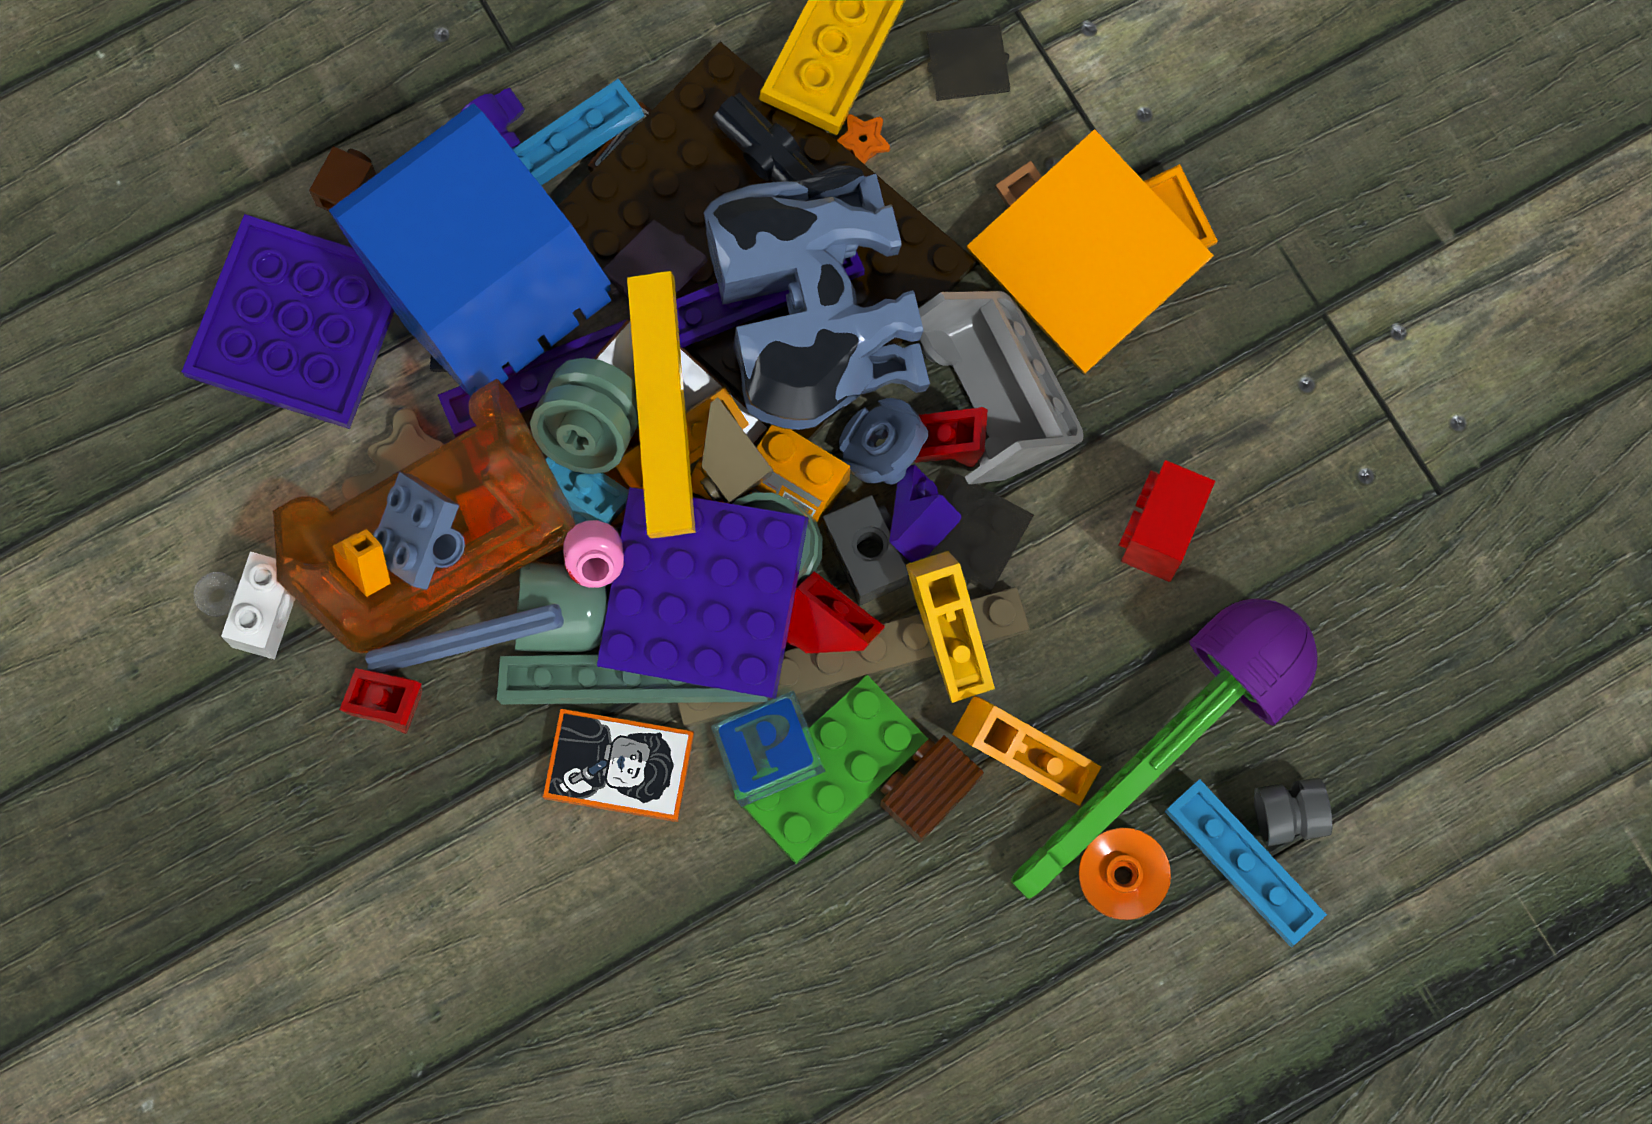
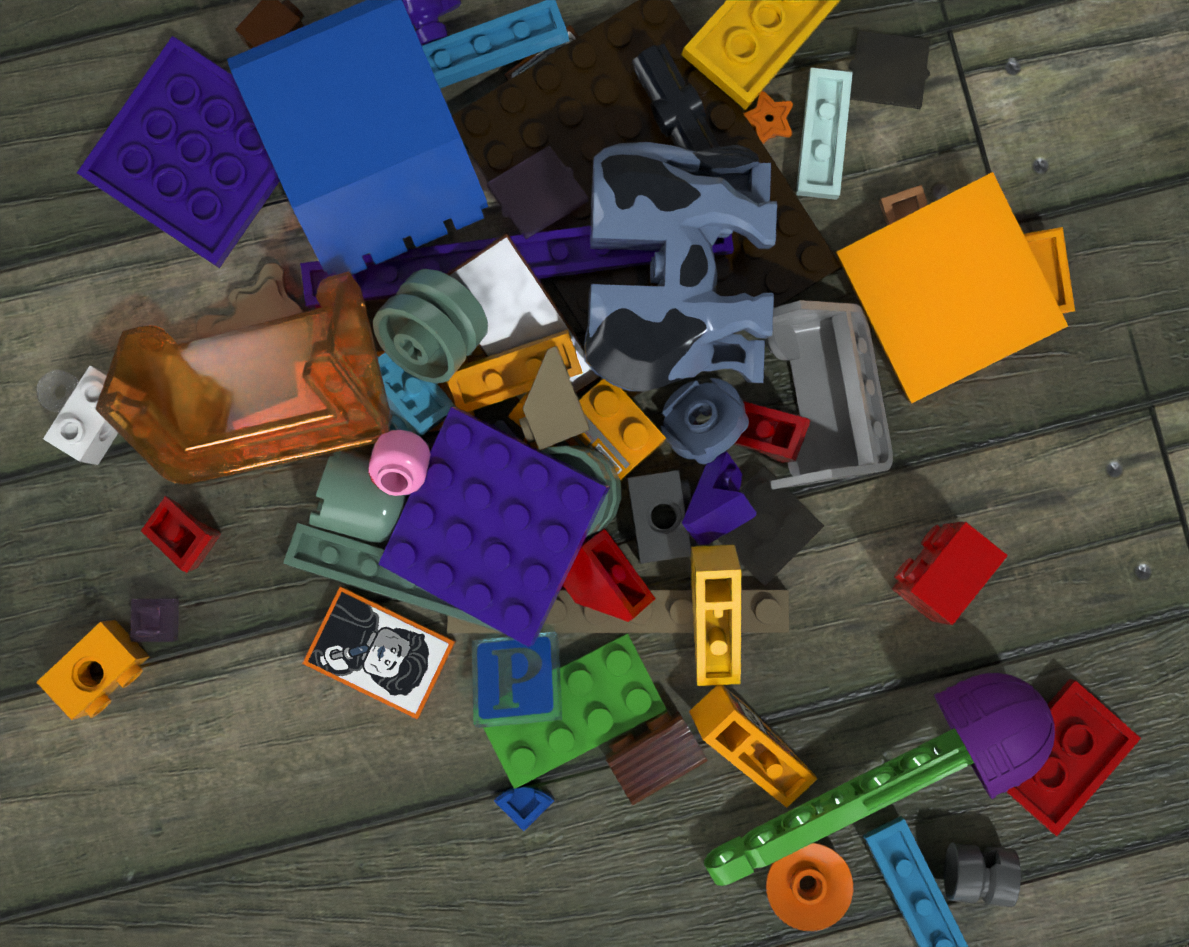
camera: 20 degrees right, 10 degrees up
(330, 834) = (70, 678): none -> light orange brick
(363, 562) = (187, 407): light orange piece -> none
(376, 797) = (154, 619): none -> clear purple tile
(418, 531) = (242, 394): sand blue plate -> none
(465, 639) = (265, 505): sand blue axle -> none
(661, 405) = (500, 337): yellow tile -> none
(810, 878) = (524, 804): none -> blue tile
(921, 139) = (824, 133): none -> light aqua plate
(1351, 675) = (1084, 754): none -> red plate

